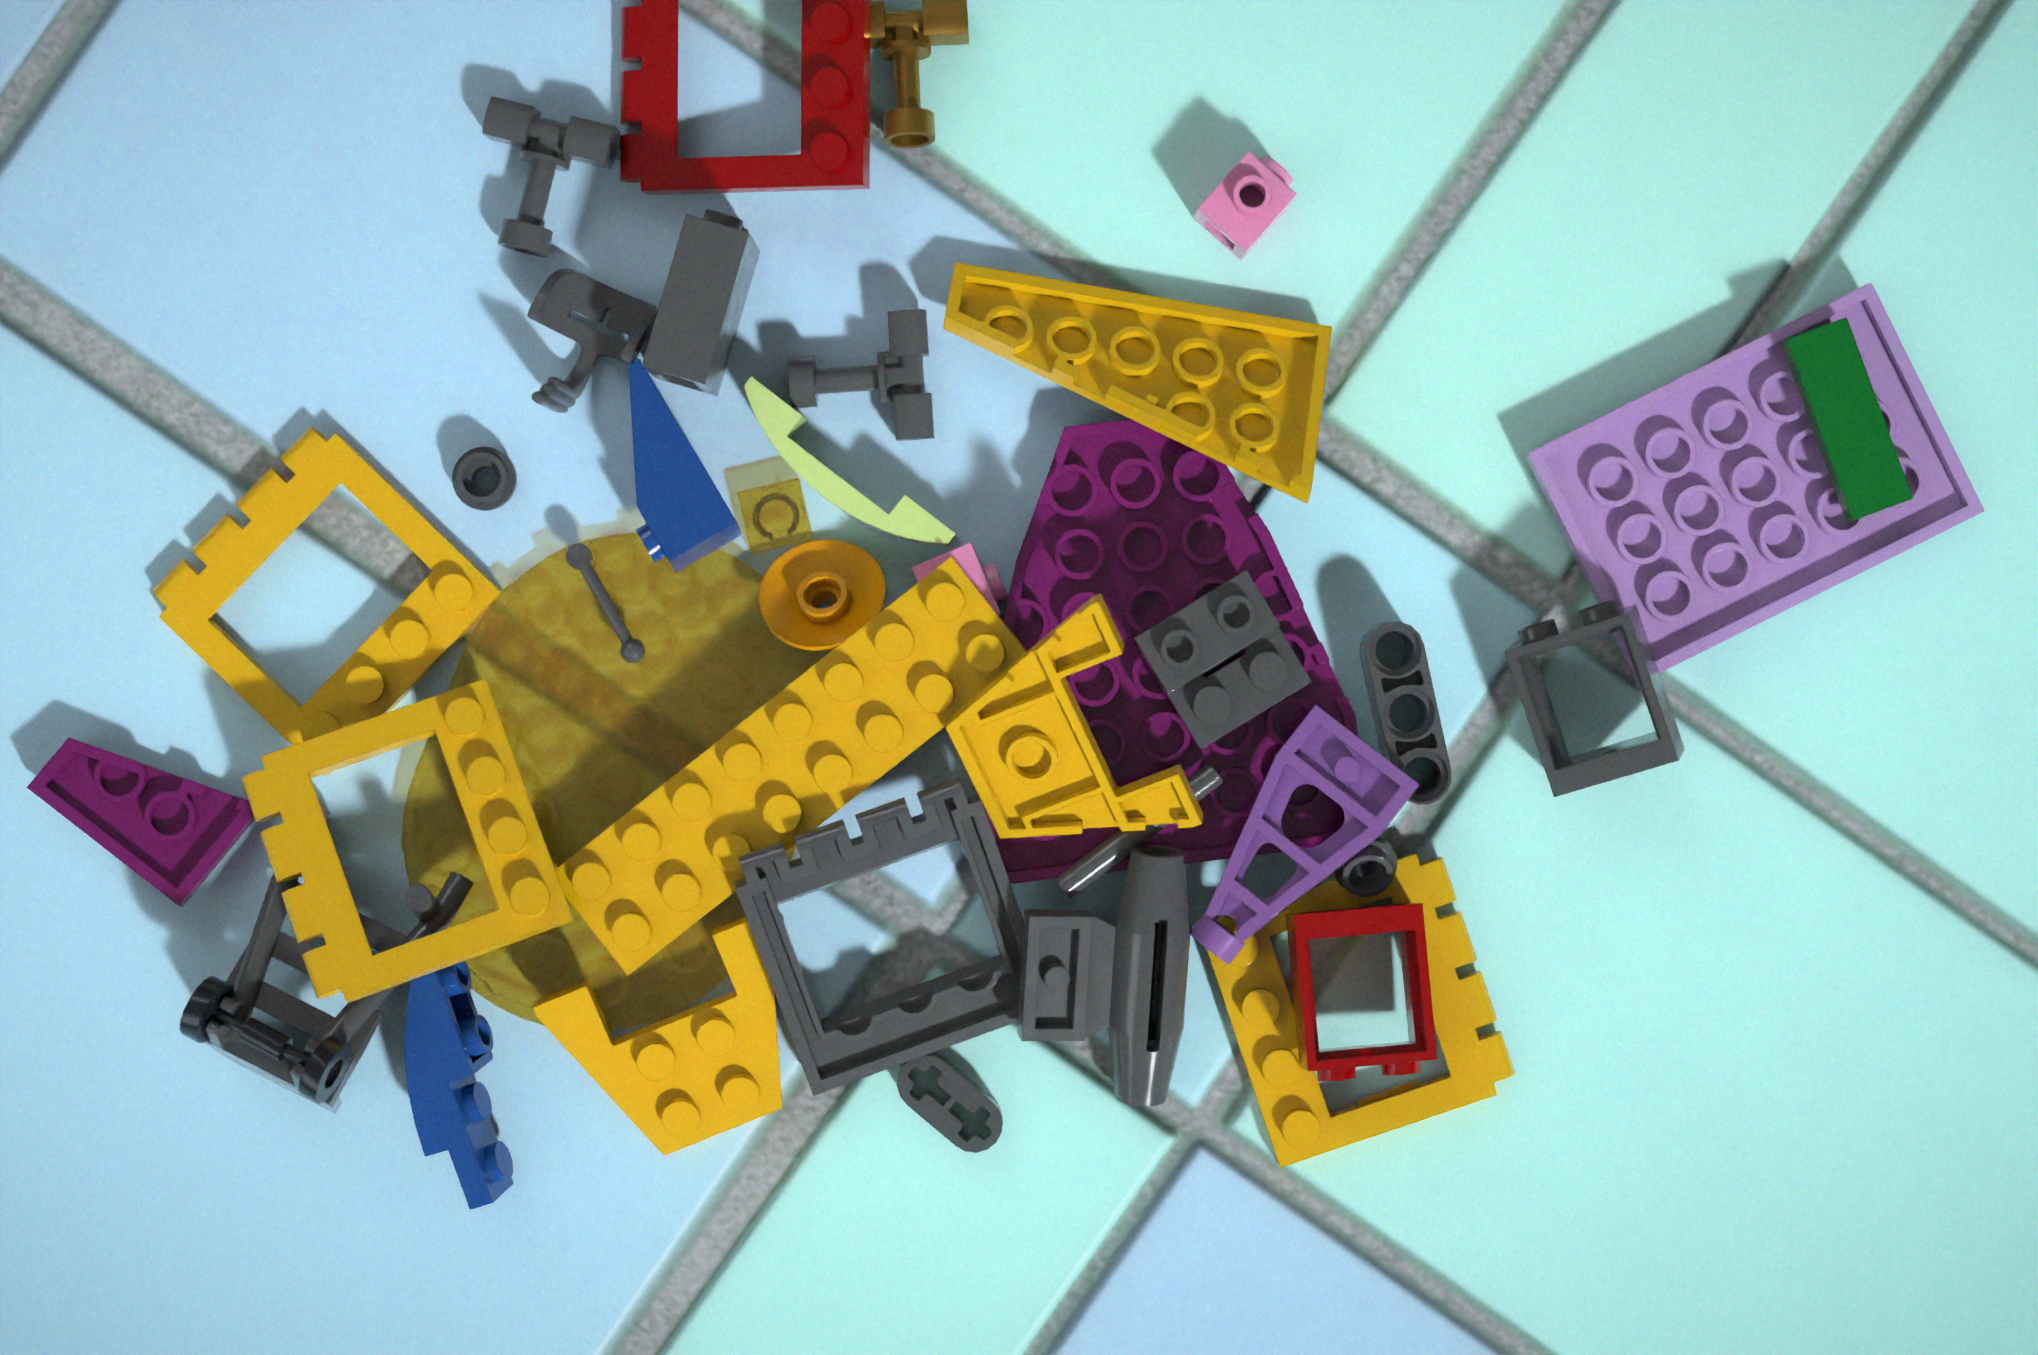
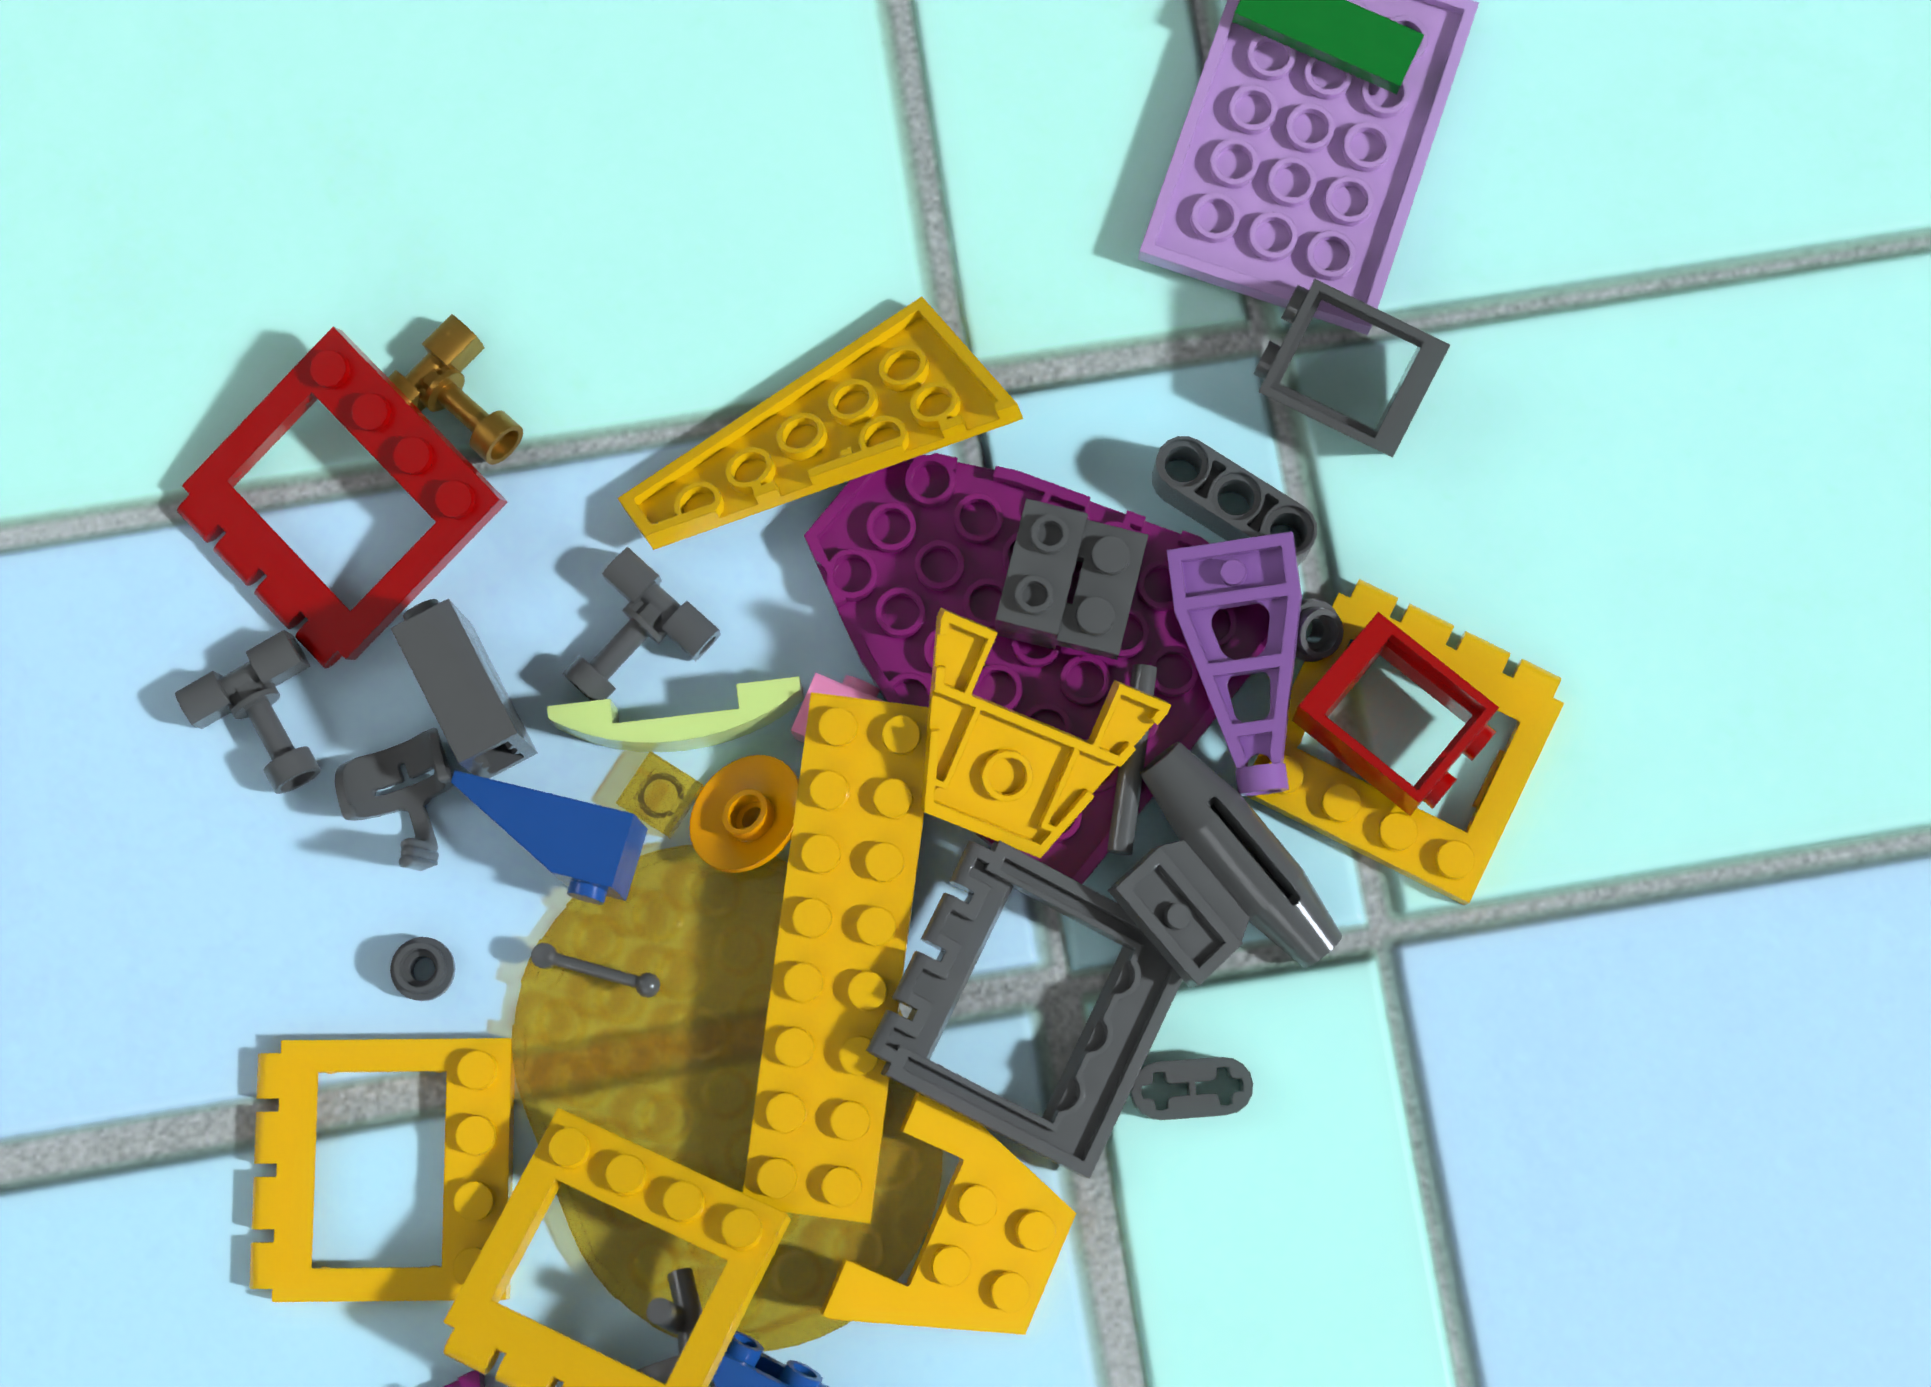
camera: 45 degrees left, 10 degrees down
(1246, 203) = (781, 271): bright pink brick -> none

